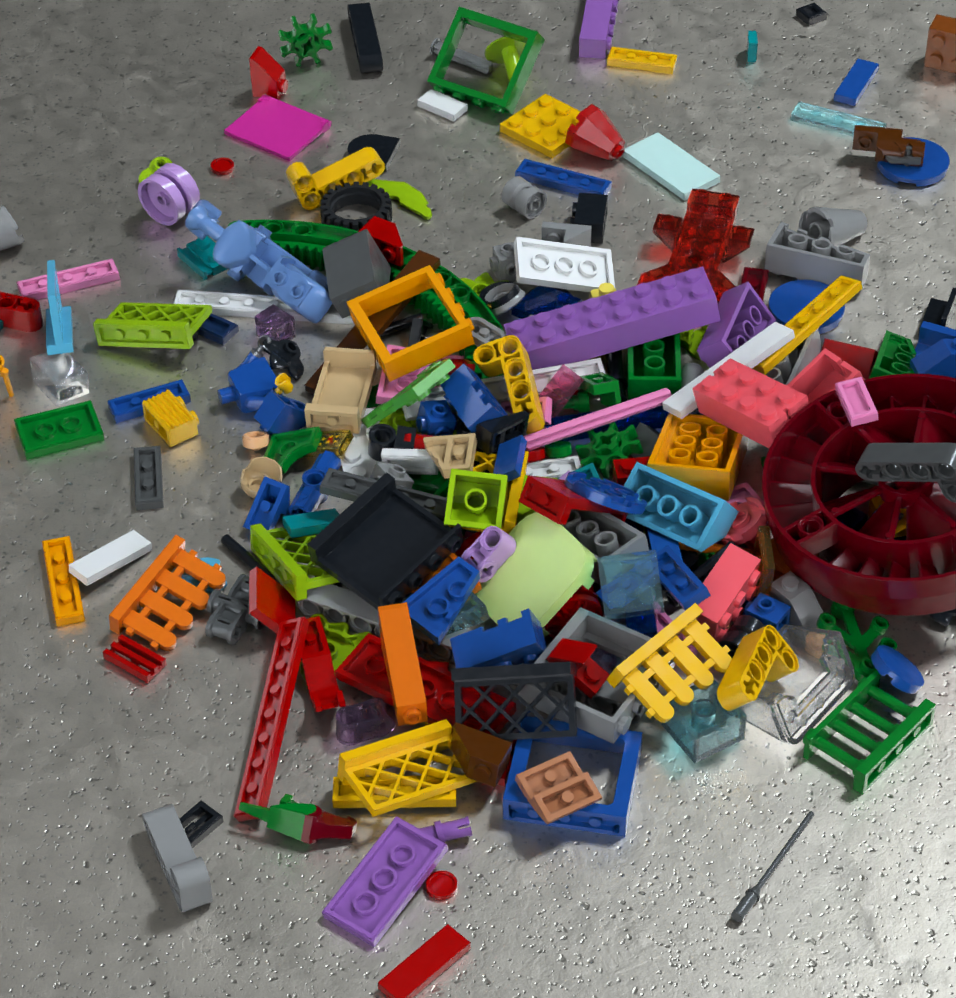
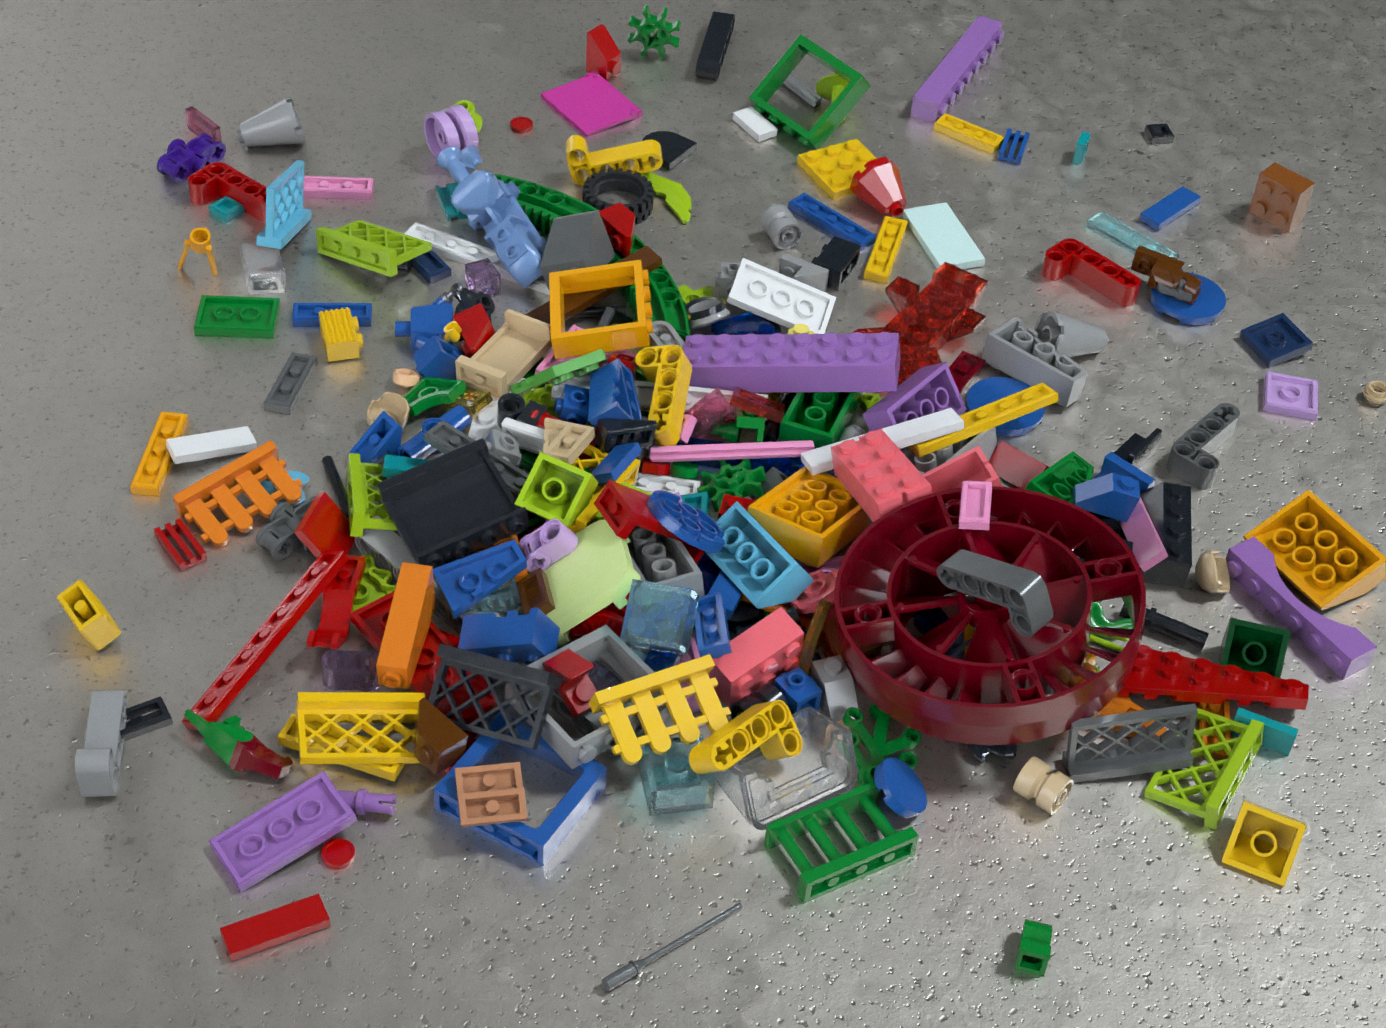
camera: 15 degrees right, 0 degrees up
(95, 748) = (88, 615): none -> yellow brick
(302, 374) = (475, 328): none -> red slope
(499, 600) = (535, 592): none -> reddish brown tile
(601, 369) = (757, 405): none -> clear red tile
(625, 192) = (885, 249): none -> yellow tile
(688, 52) = (1015, 137): none -> blue tile
(821, 159) = (1092, 269): none -> red beam

